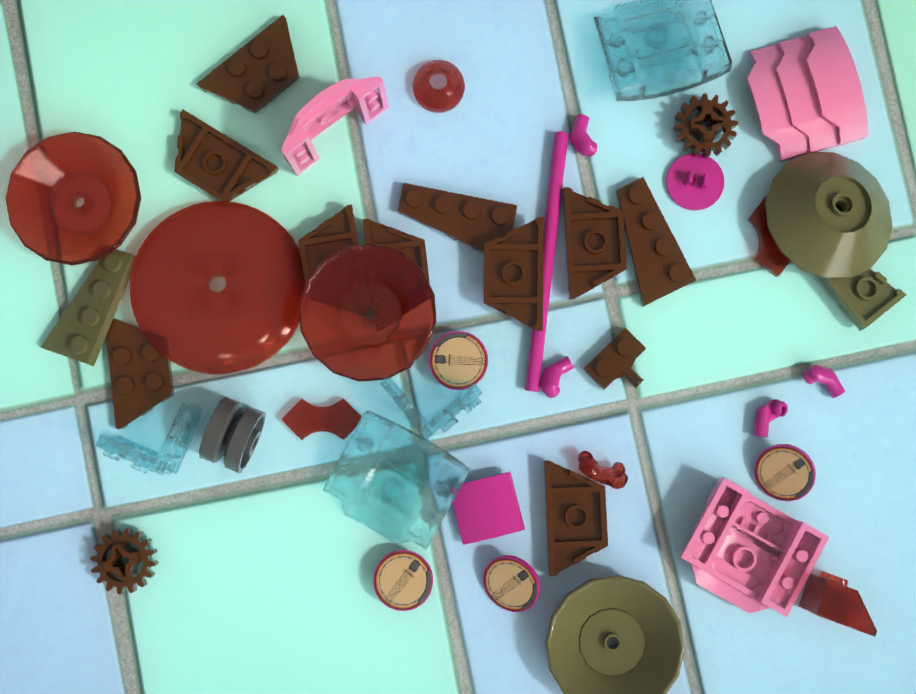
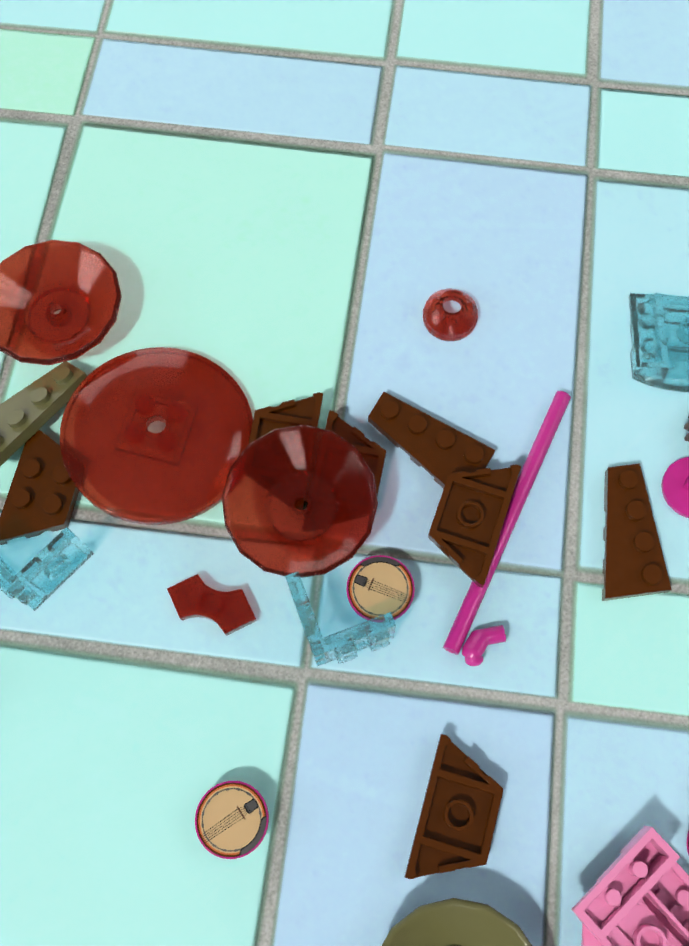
camera: 20 degrees right, 15 degrees down
(217, 161) = (206, 316): reddish brown wing -> none
(232, 434) = (106, 583): dark grey wheel -> none
(256, 70) = (276, 248): reddish brown wing -> none
(327, 107) = (329, 290): bright pink slope -> none
(396, 481) = (264, 699): clear light blue slope -> none
(488, 508) = (357, 767): dark pink slope -> none
(511, 583) = (357, 870): piece -> none
(579, 137) = (582, 406): dark pink arm -> none
(592, 242) = (565, 514): reddish brown wing -> none
(611, 476) = (514, 781): clear red piece -> none
(616, 361) = (556, 650): reddish brown plate -> none

